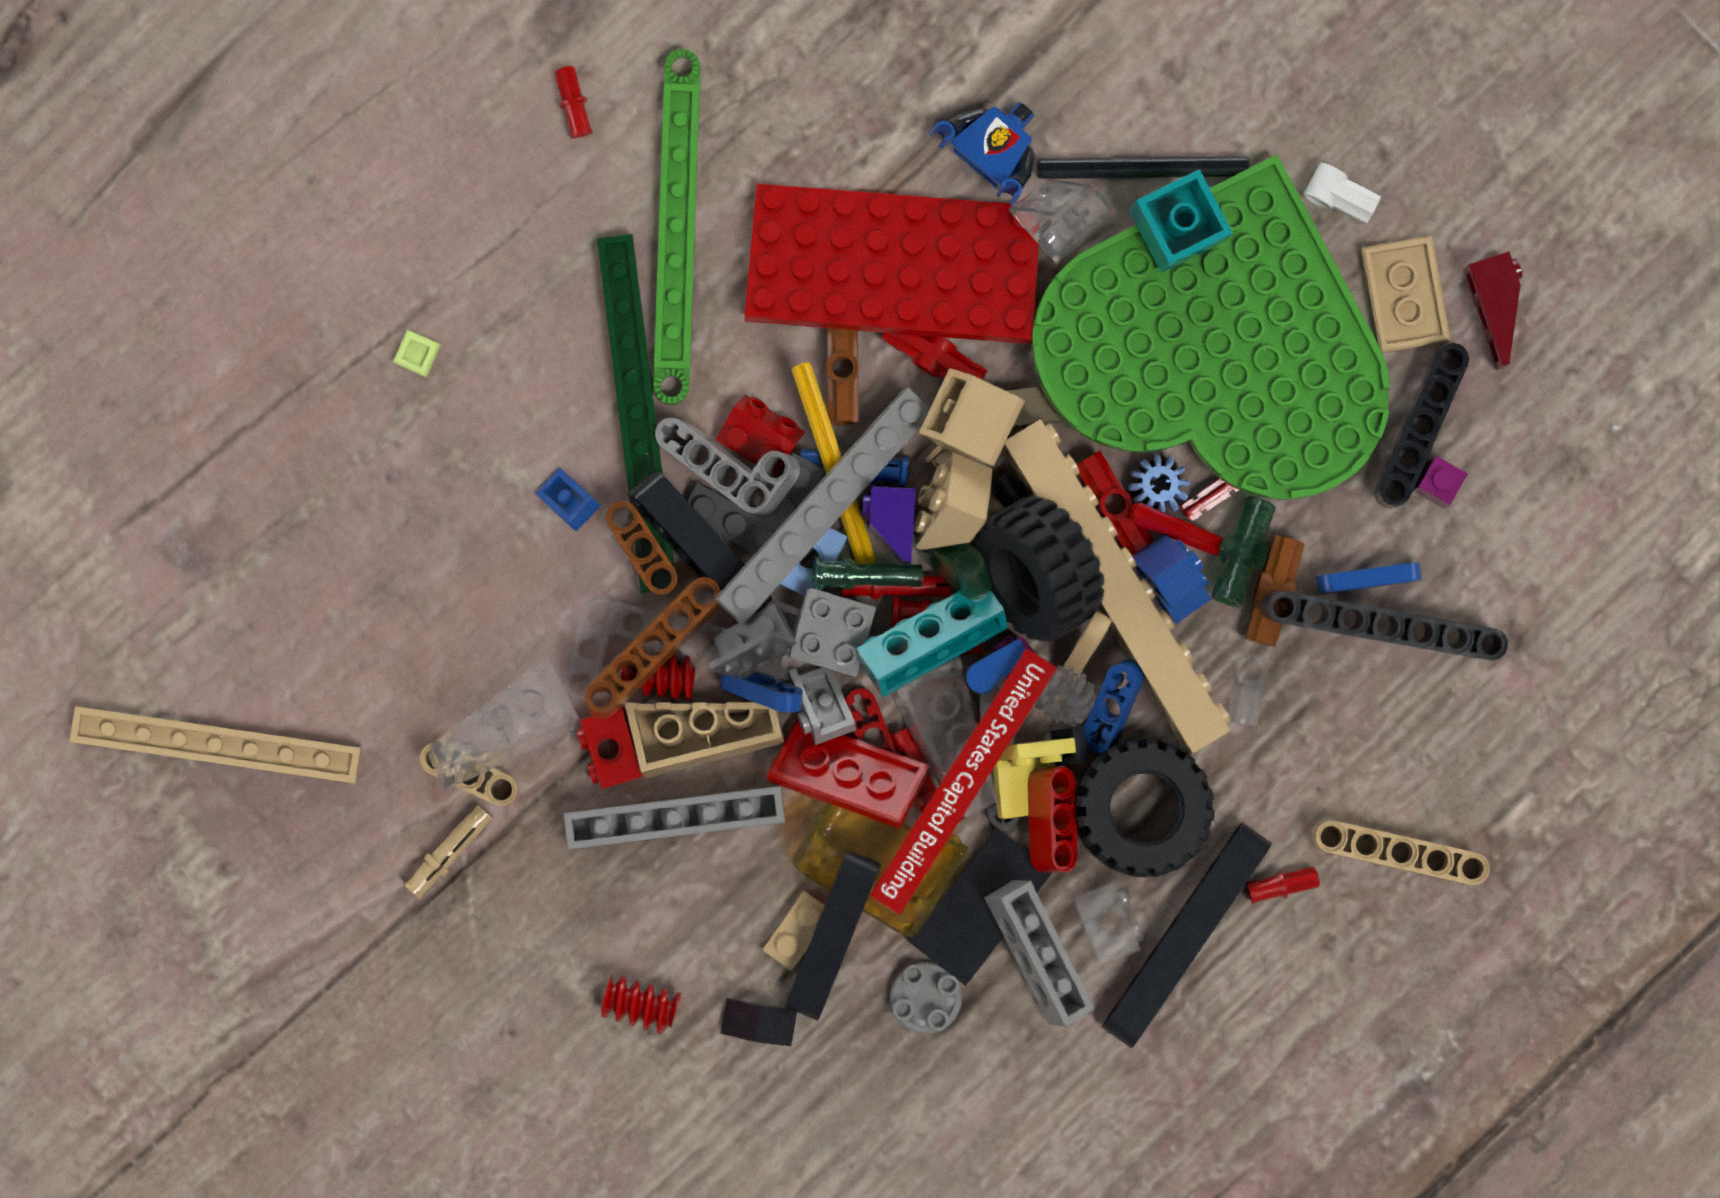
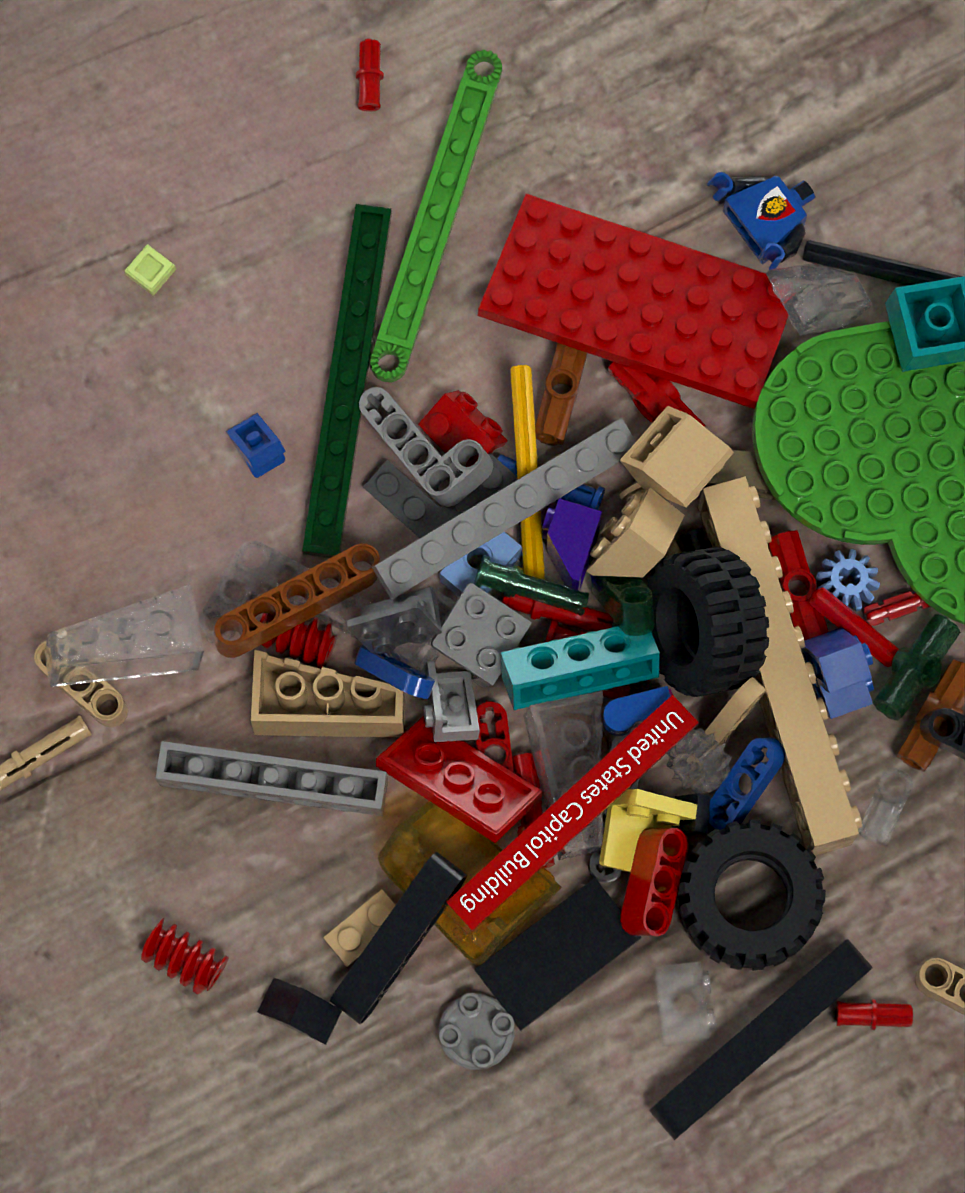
camera: 20 degrees right, 10 degrees down
(625, 765) = (222, 673): red brick -> none
(629, 536) = (315, 488): dark orange beam -> none
(686, 531) = (362, 498): black beam -> none
(1039, 953) = (605, 1013): light grey brick -> none

